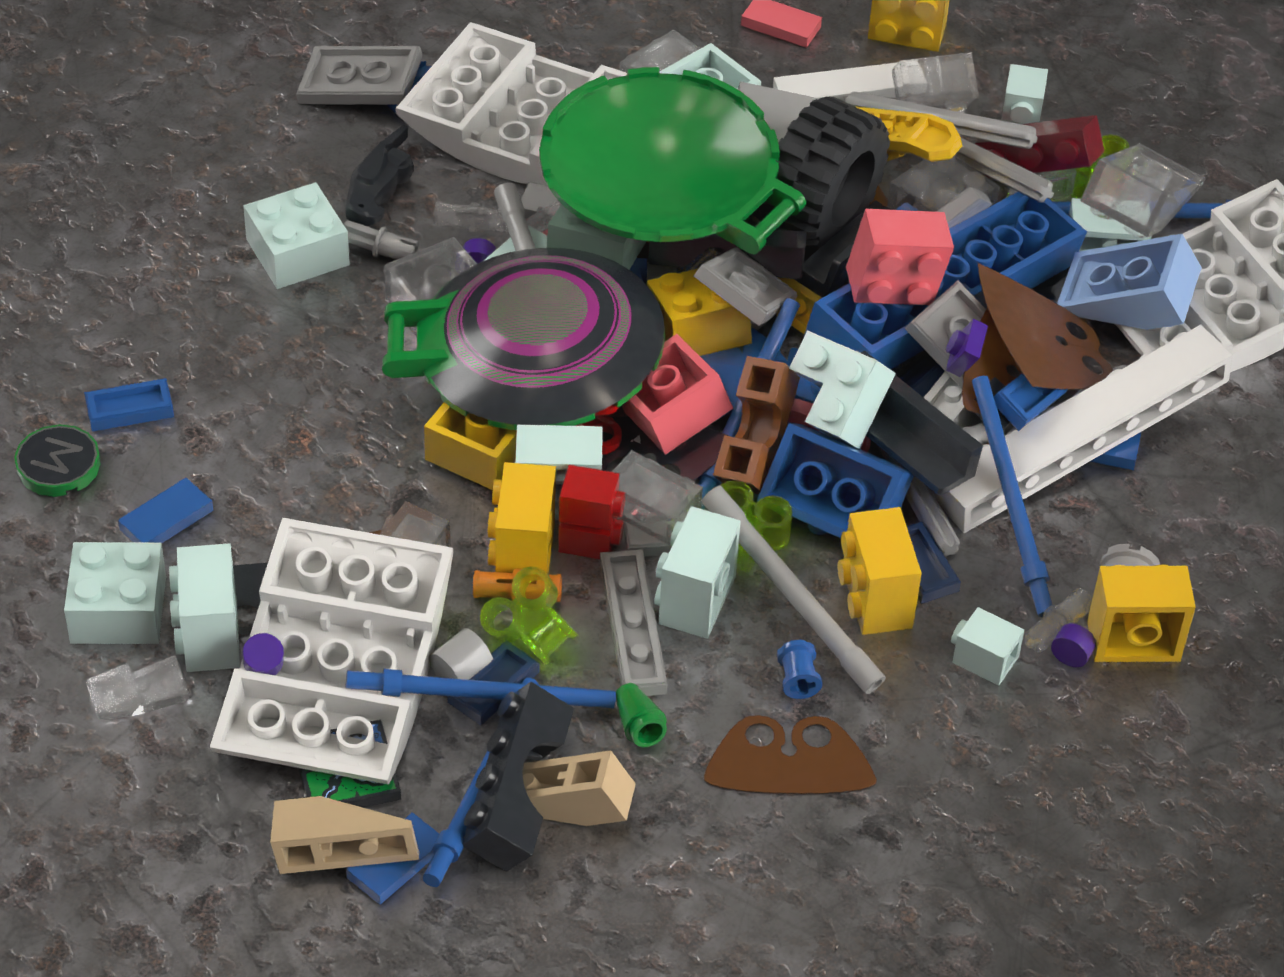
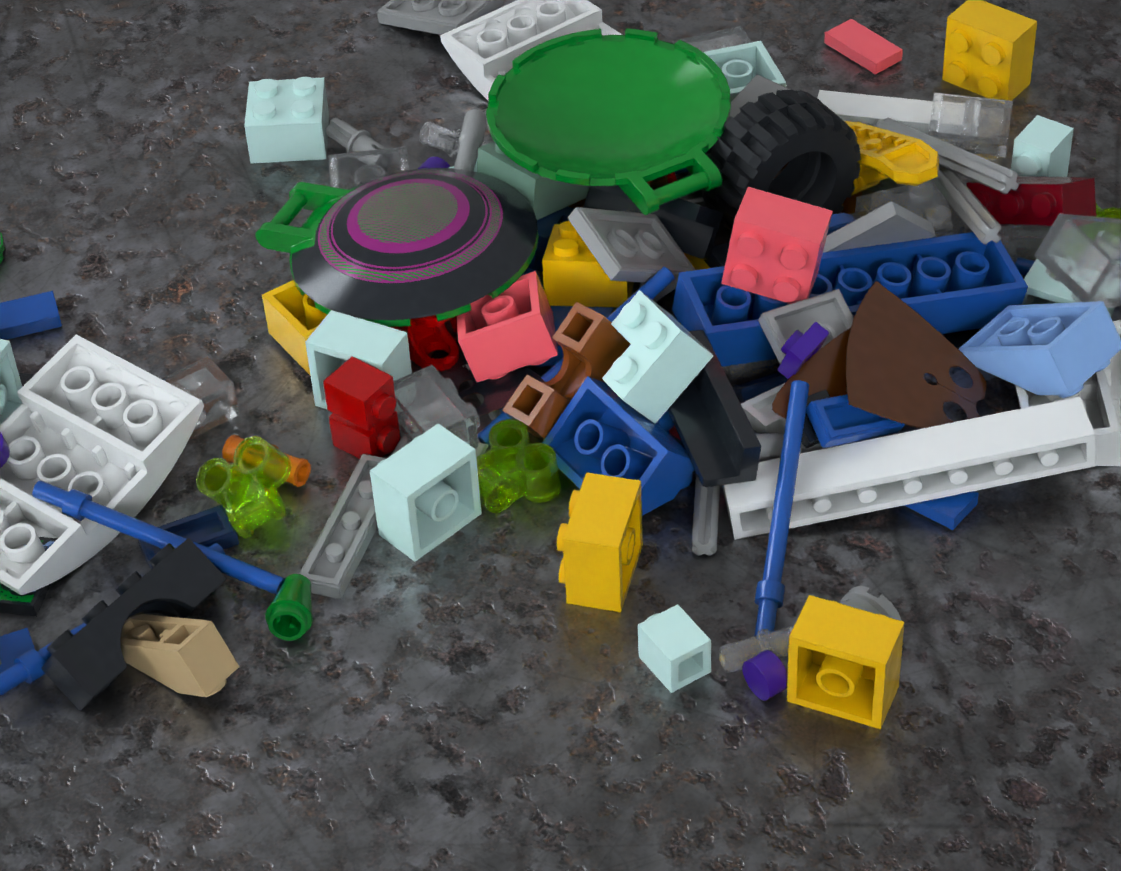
camera: 30 degrees right, 5 degrees down
(129, 404) = (56, 222): blue tile -> none
(377, 179) = (393, 91): black animal -> none
(460, 656) = (165, 504): light grey brick -> none
(523, 519) = (290, 401): yellow brick -> none
(800, 675) = (469, 618): blue bush -> none
(811, 770) = (388, 699): reddish brown piece -> none
(851, 657) = (530, 617): light grey piece -> none
(937, 575) = (668, 553): dark blue tile -> none

